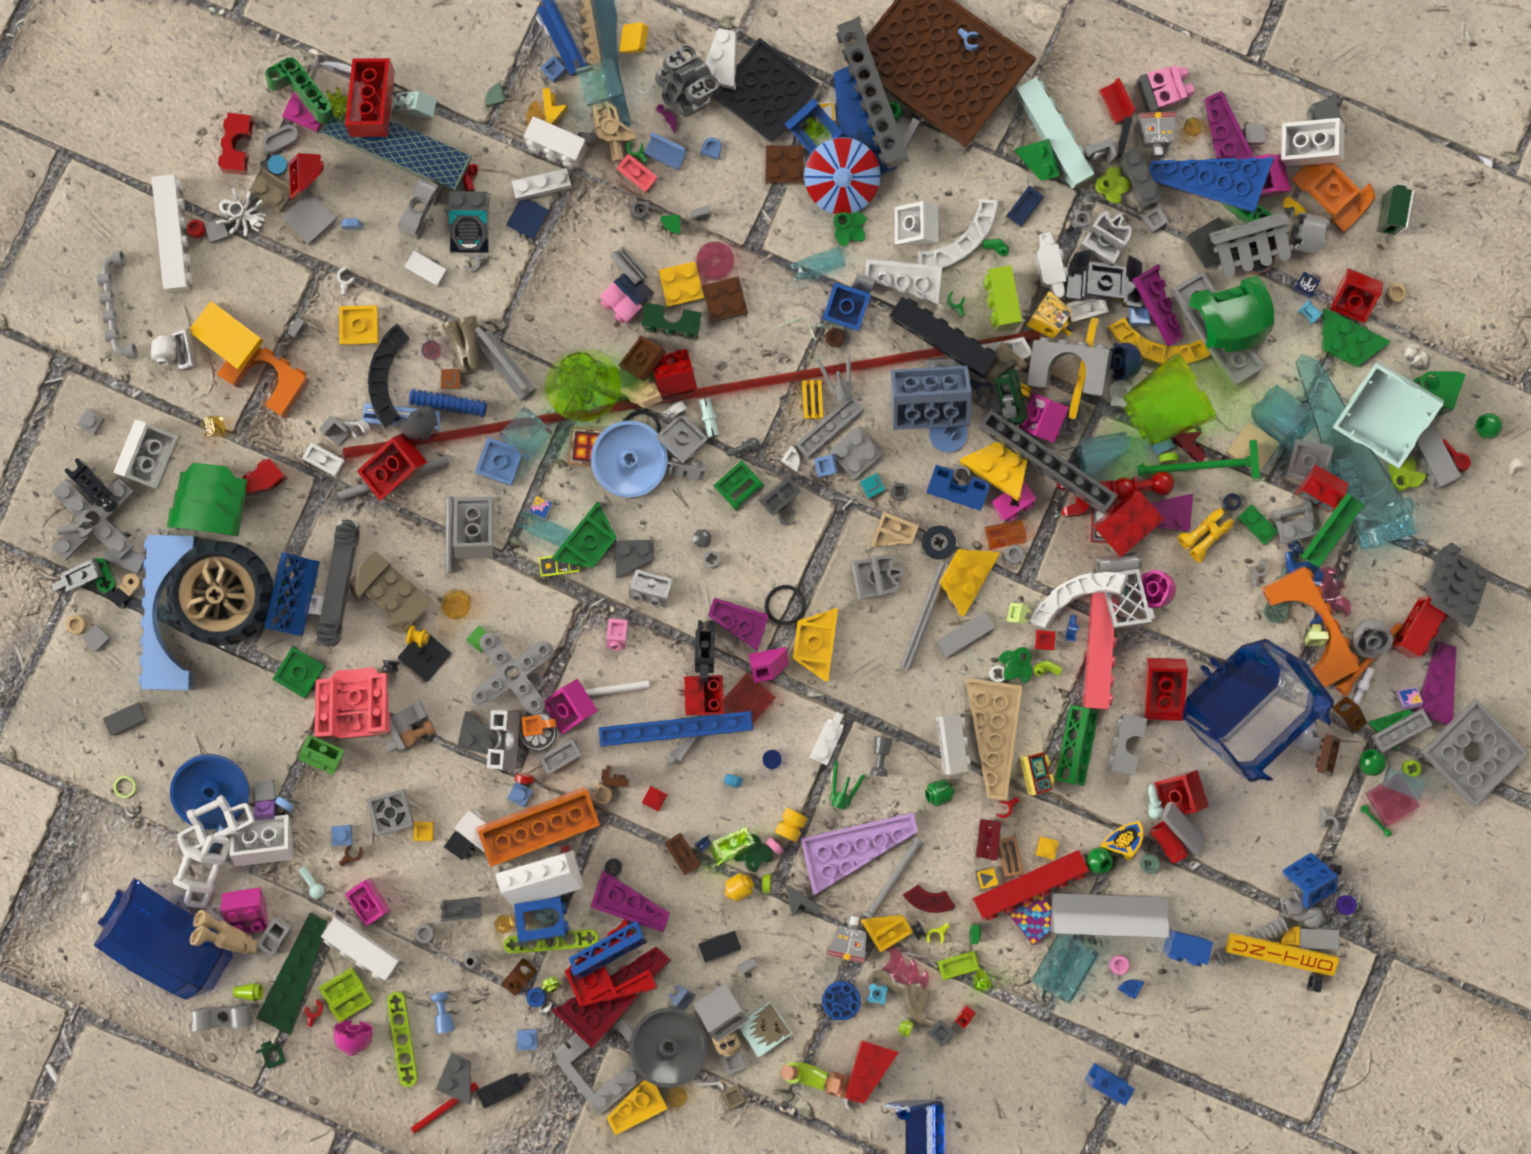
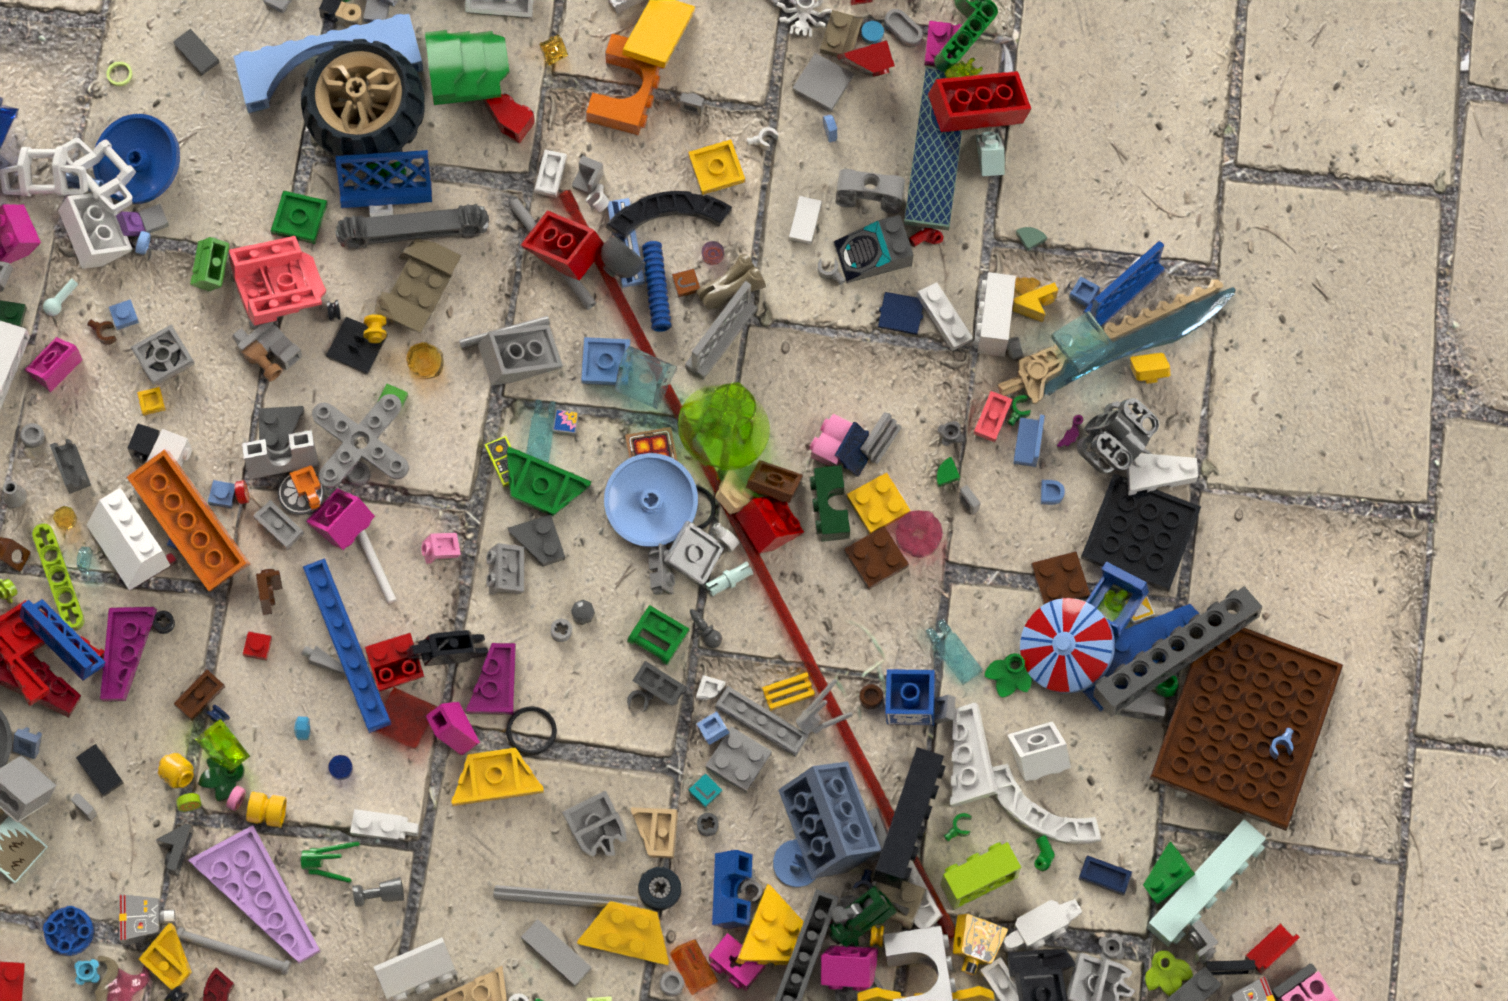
camera: 75 degrees right, 15 degrees down
(558, 930) = (74, 578): blue panel -> none
(602, 794) = (246, 586): tan tile -> none
(939, 792) = (352, 974): green head -> none

